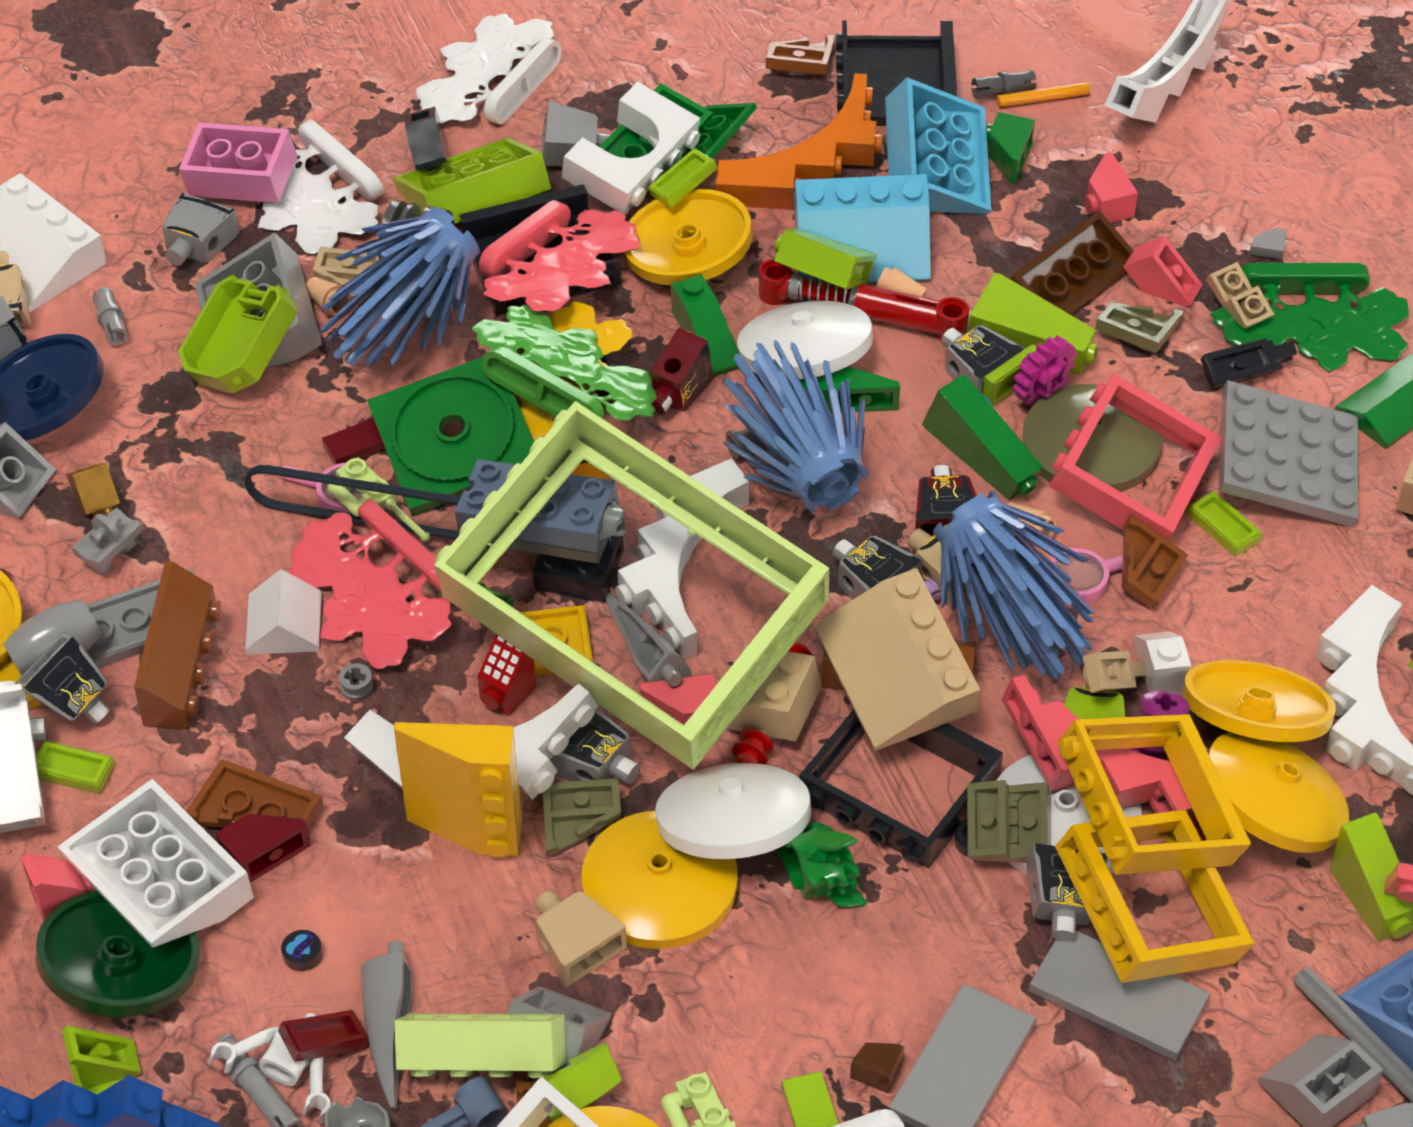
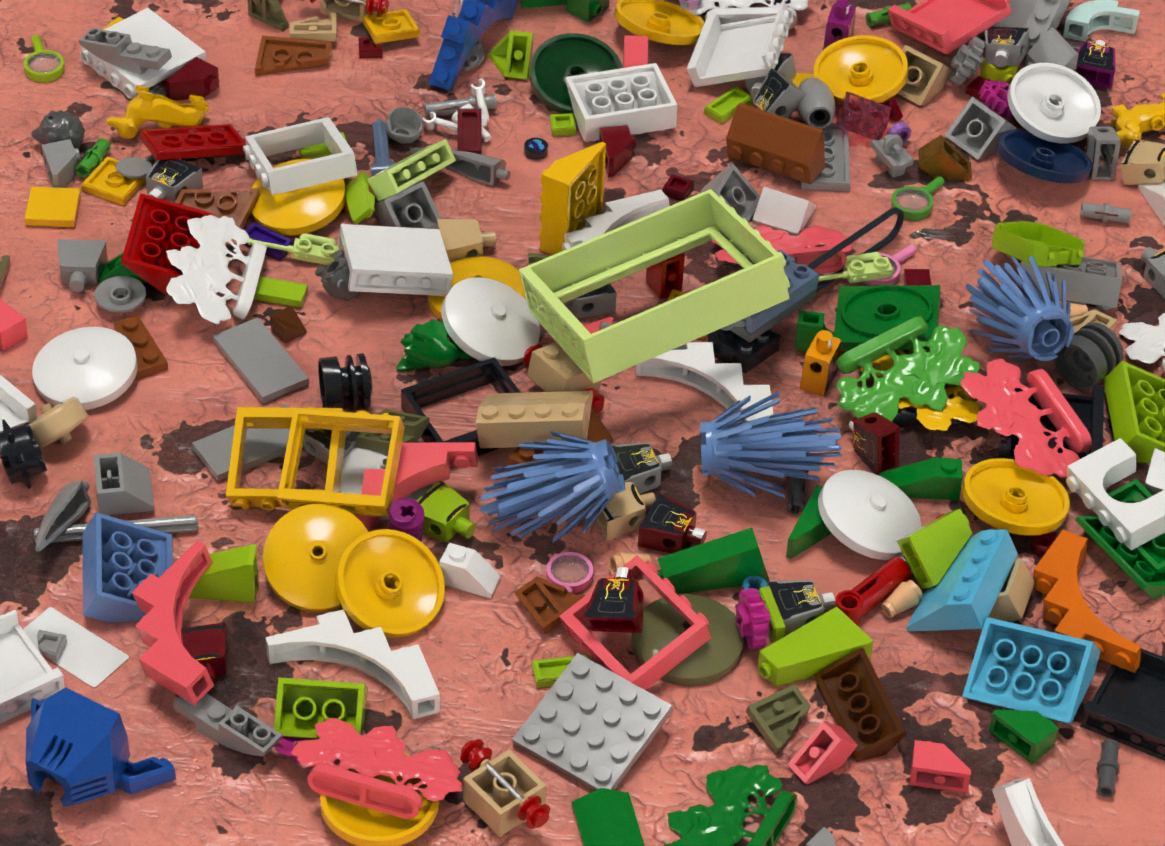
camera: 115 degrees right, 5 degrees down
(43, 584) = (862, 116): none -> clear pink brick
(51, 553) = (900, 129): none -> medium lavender tile
(182, 502) = (916, 201): none -> piece
(224, 943) = (562, 124): none -> lime tile
(236, 791) = (650, 157): dark orange wing -> none
(296, 751) = (678, 187): none -> dark red tile
(305, 677) = (735, 191): none -> light grey slope
(682, 177) = (1075, 508): lime tile -> none
(686, 965) = (396, 260): none -> white panel
(760, 1023) = (336, 277): none -> dark grey animal
(965, 912) = (345, 382): none -> black wheel
(1043, 95) = (1085, 793): light orange bar -> none
(1111, 671) = (461, 517): tan hinge -> none
(1145, 459) = (616, 604): none -> torso
(1238, 297) = (762, 781): tan slope -> none
(1246, 361) = (700, 756): black hinge -> none

